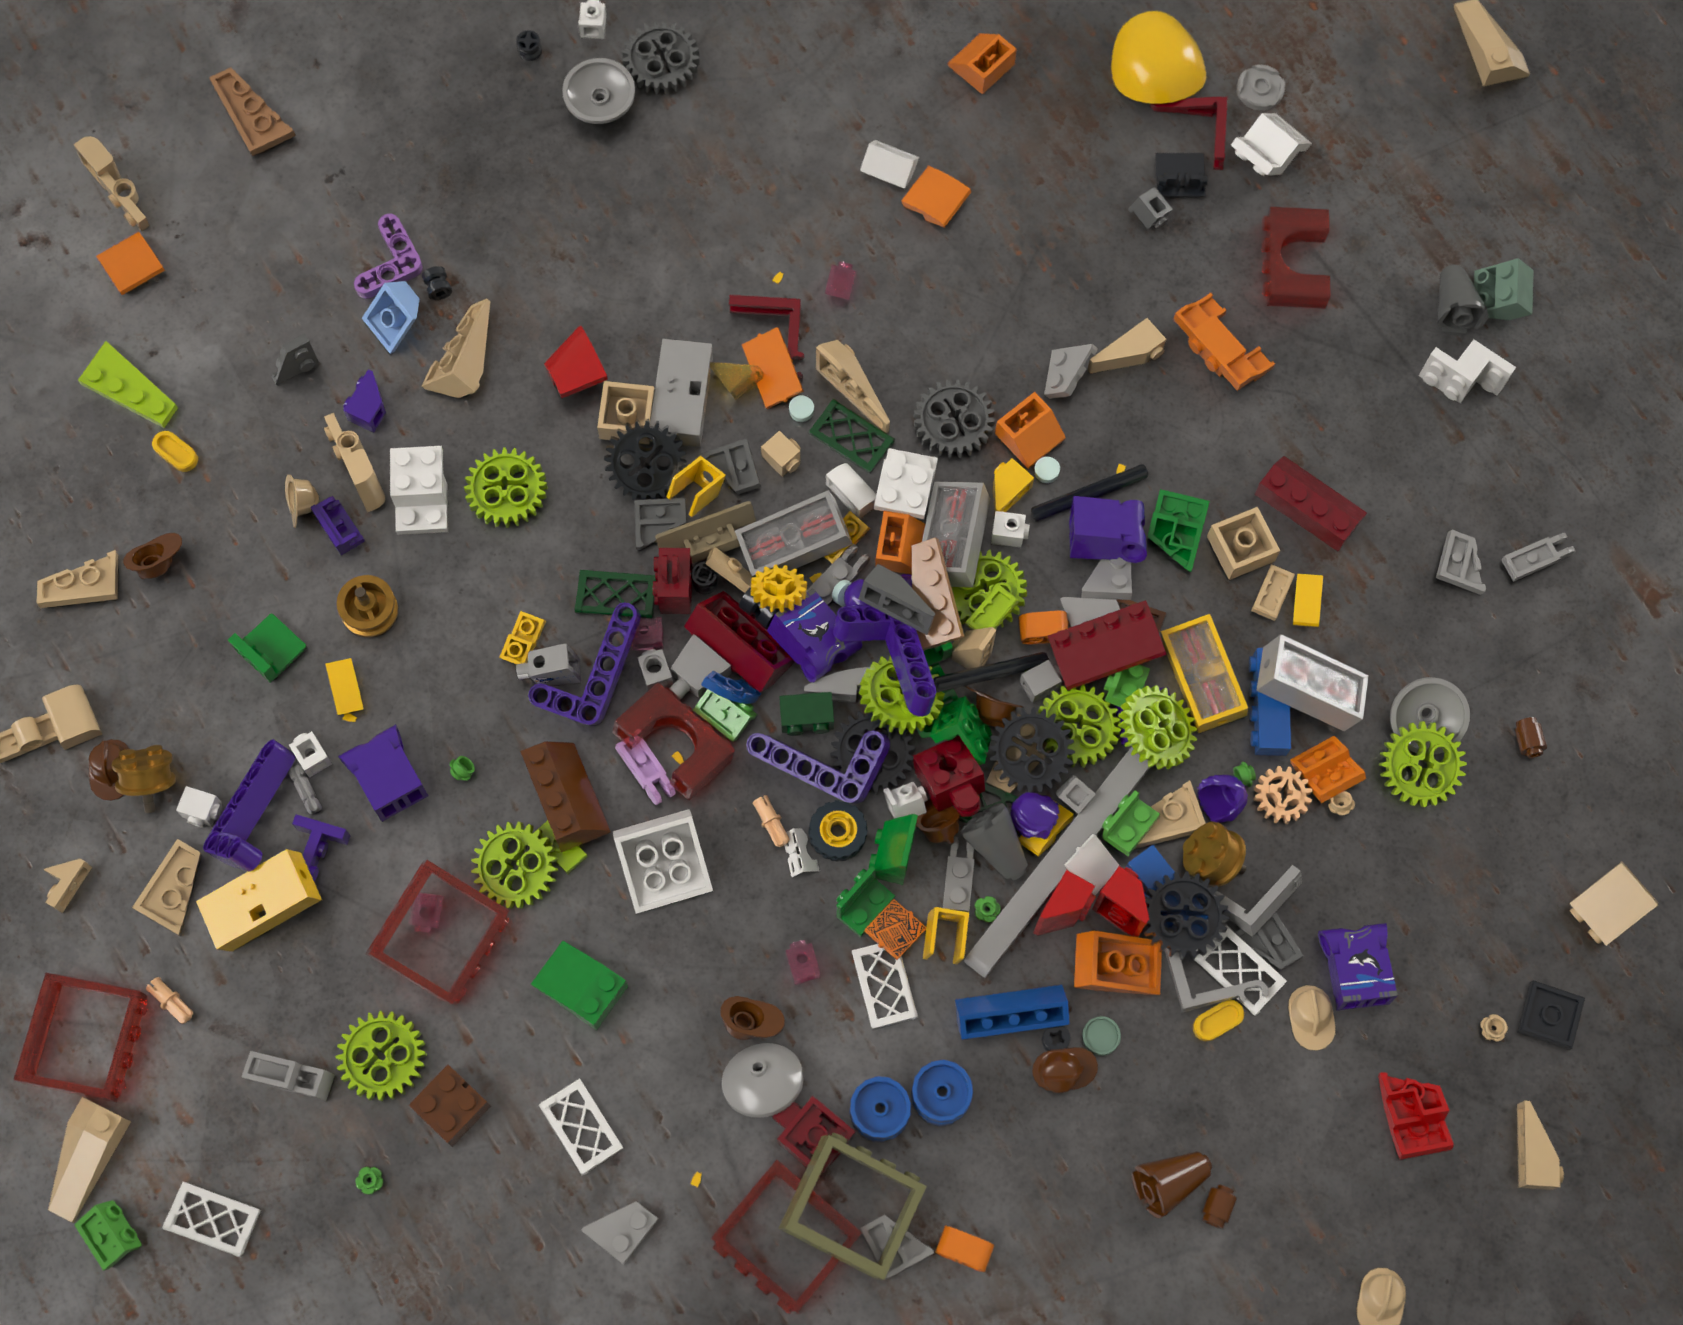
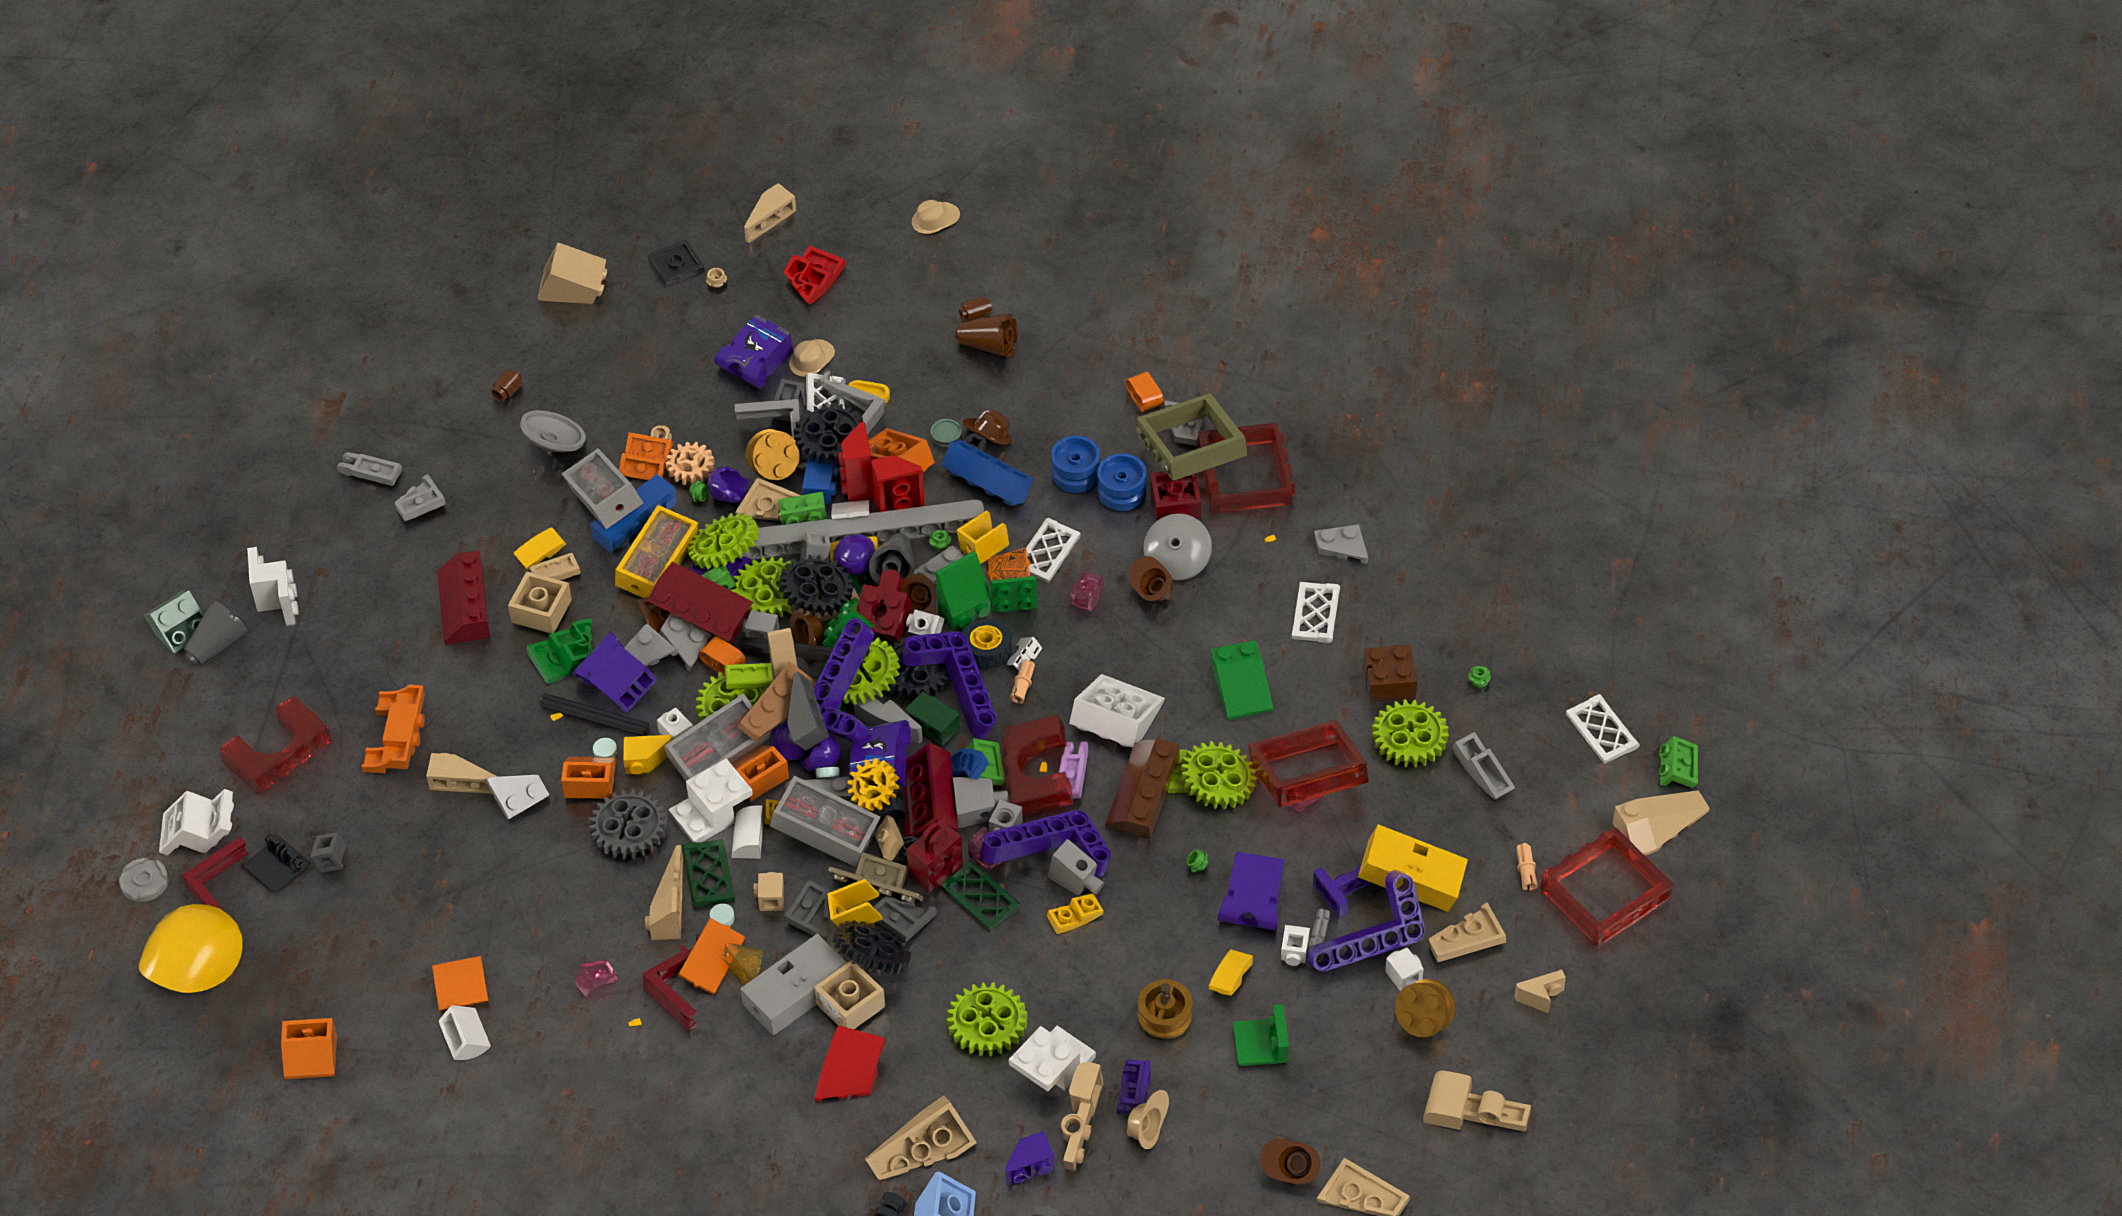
camera: 135 degrees left, 20 degrees down
(101, 774) = (1448, 1050): reddish brown piece -> none
(1399, 757) = (588, 415): lime gear -> none

